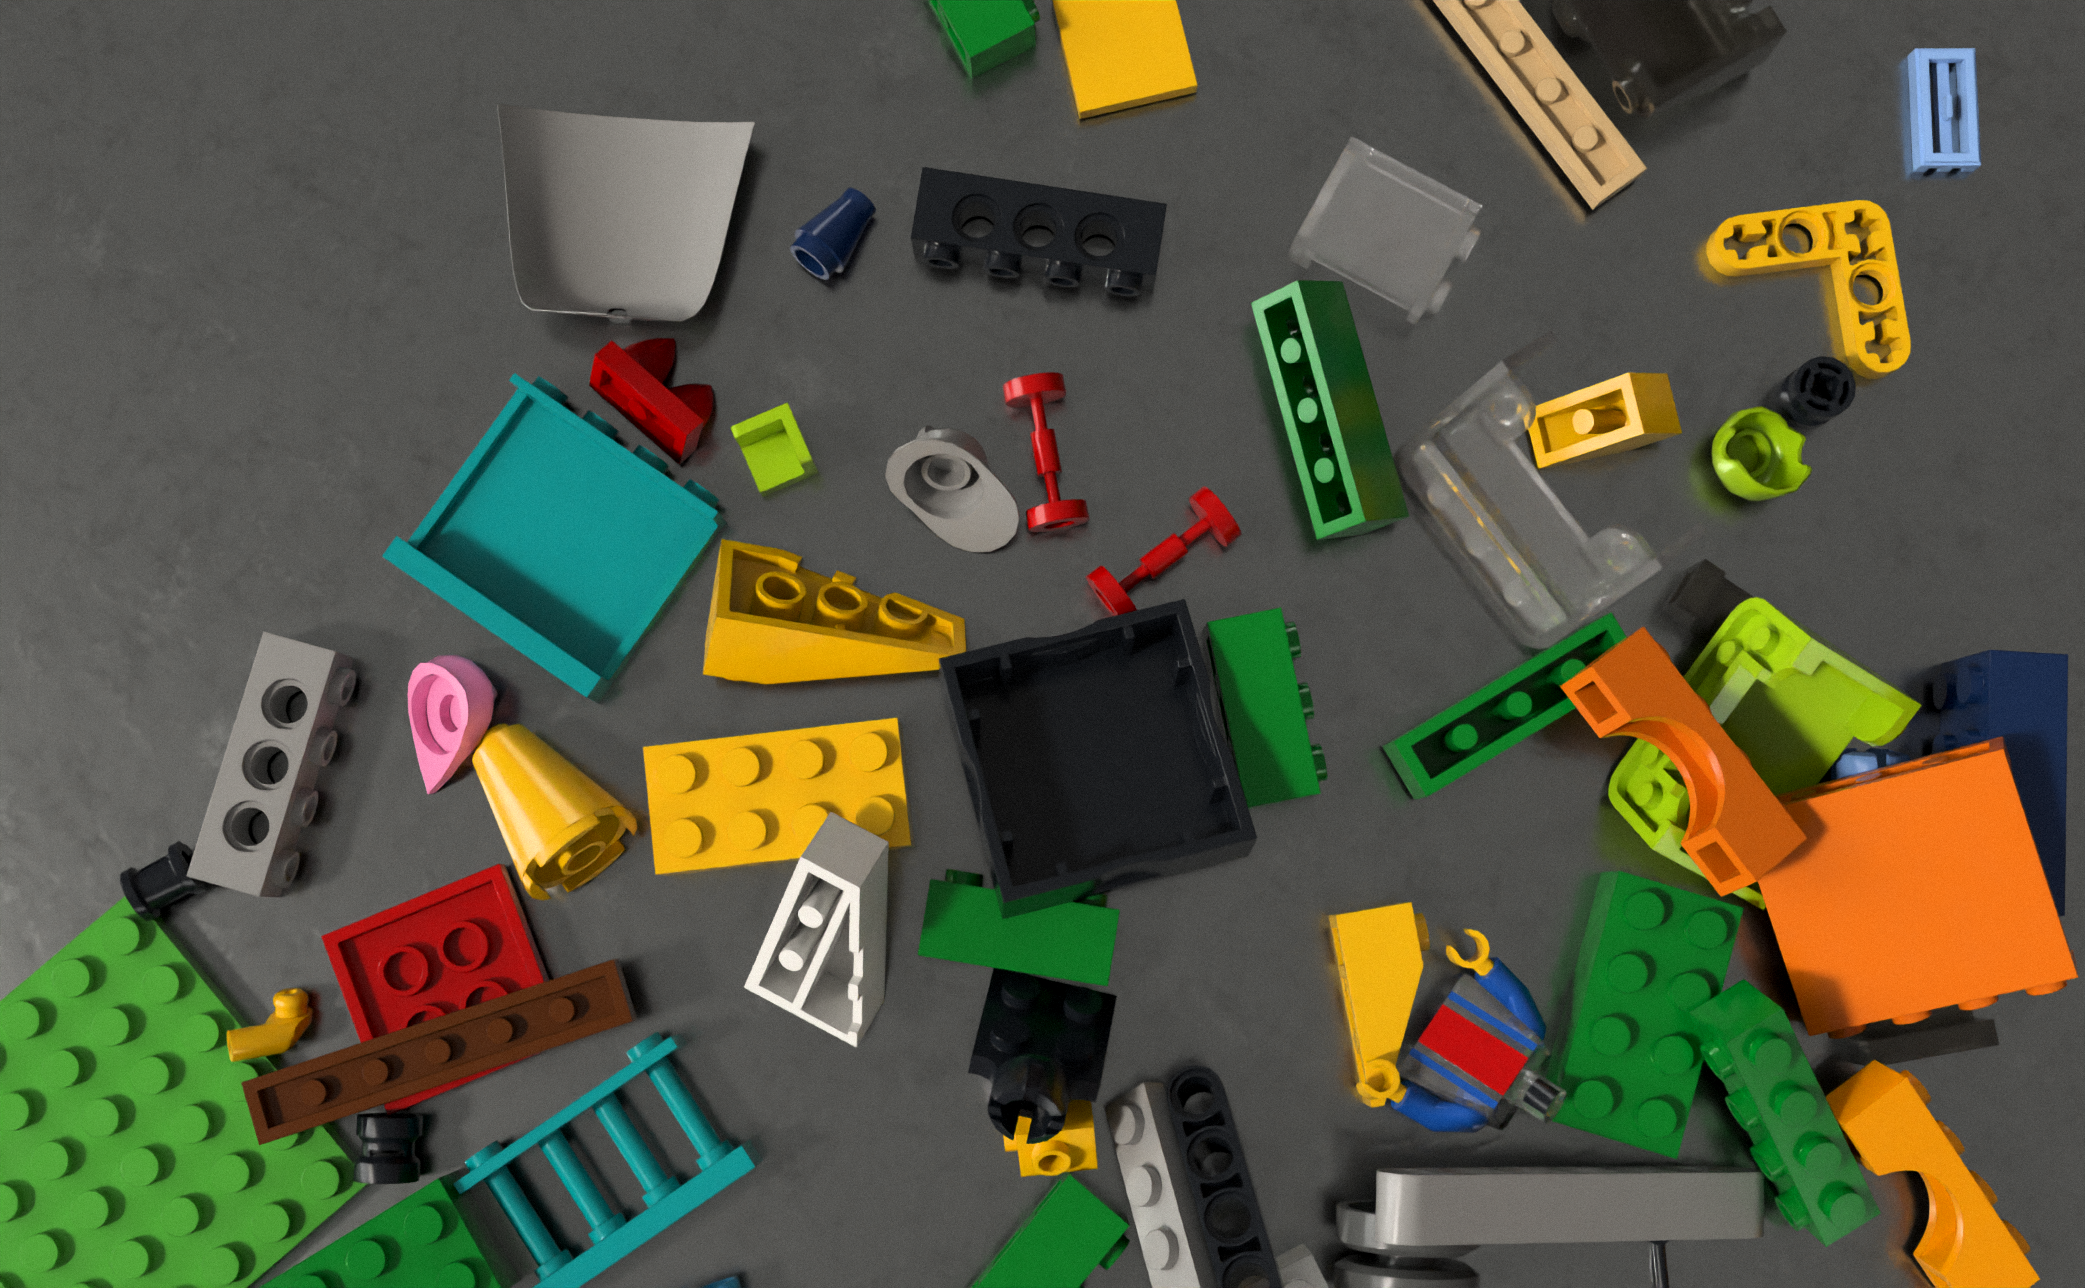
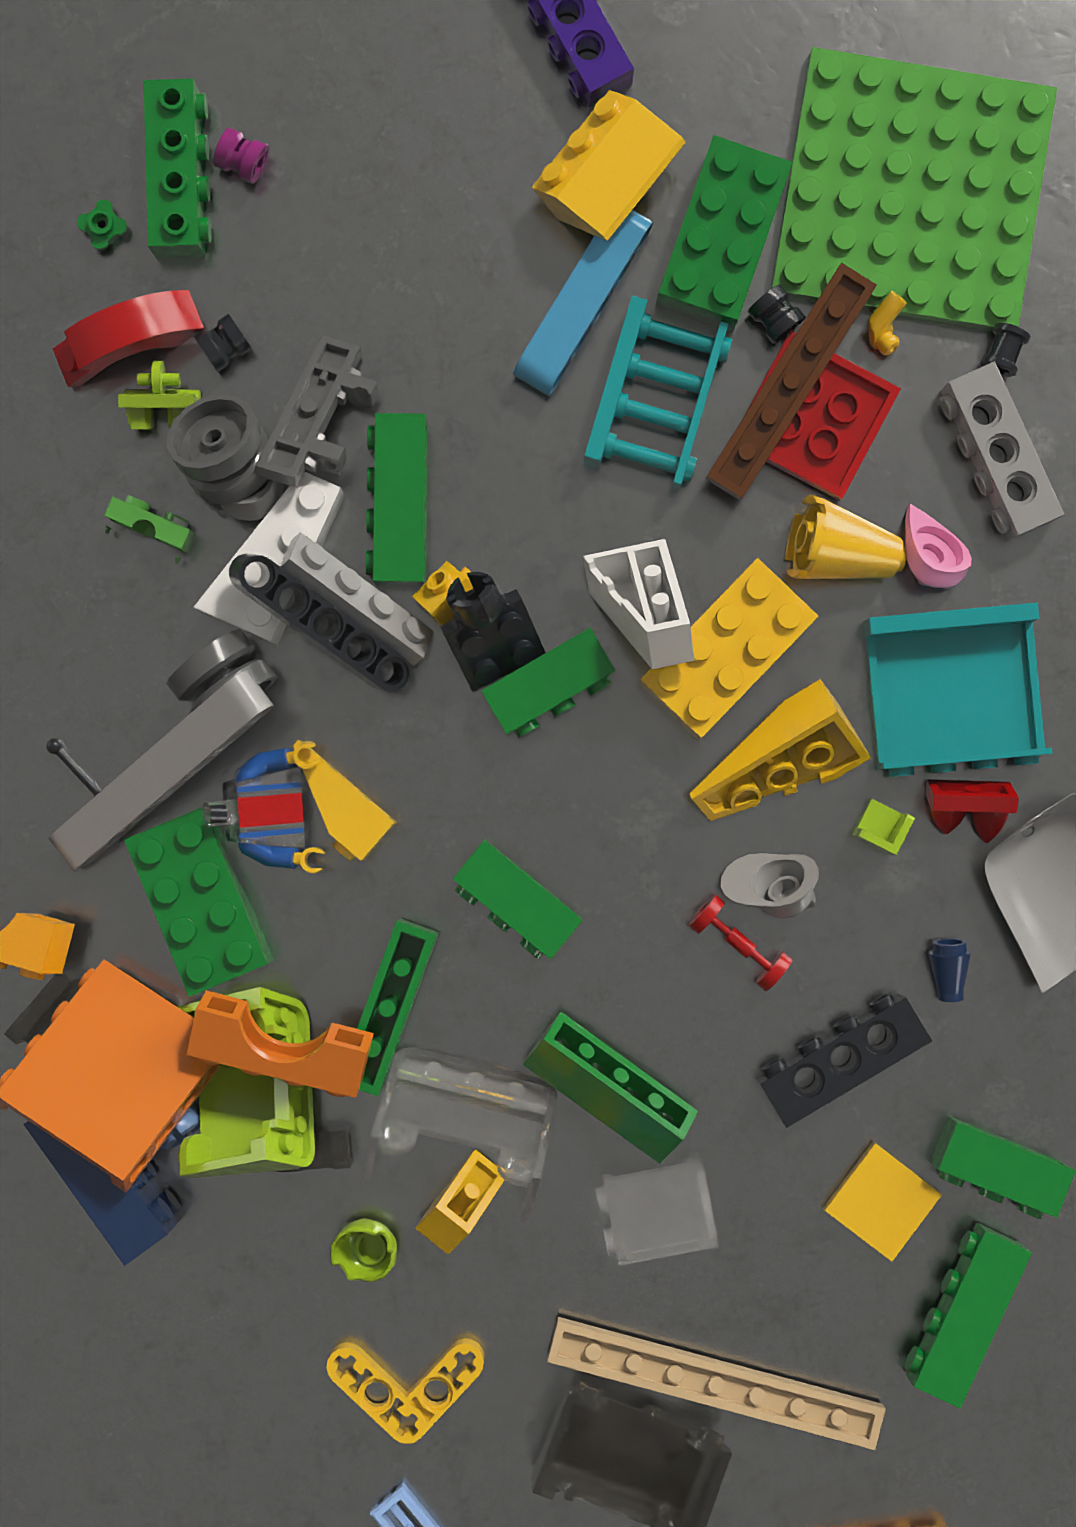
camera: 140 degrees right, 5 degrees up
(1095, 759) = (582, 801): black tile -> none
(1212, 517) = (633, 939): red wheel -> none
(1784, 1113) = (87, 907): green brick -> none
(1804, 402) = (365, 1301): black wheel -> none

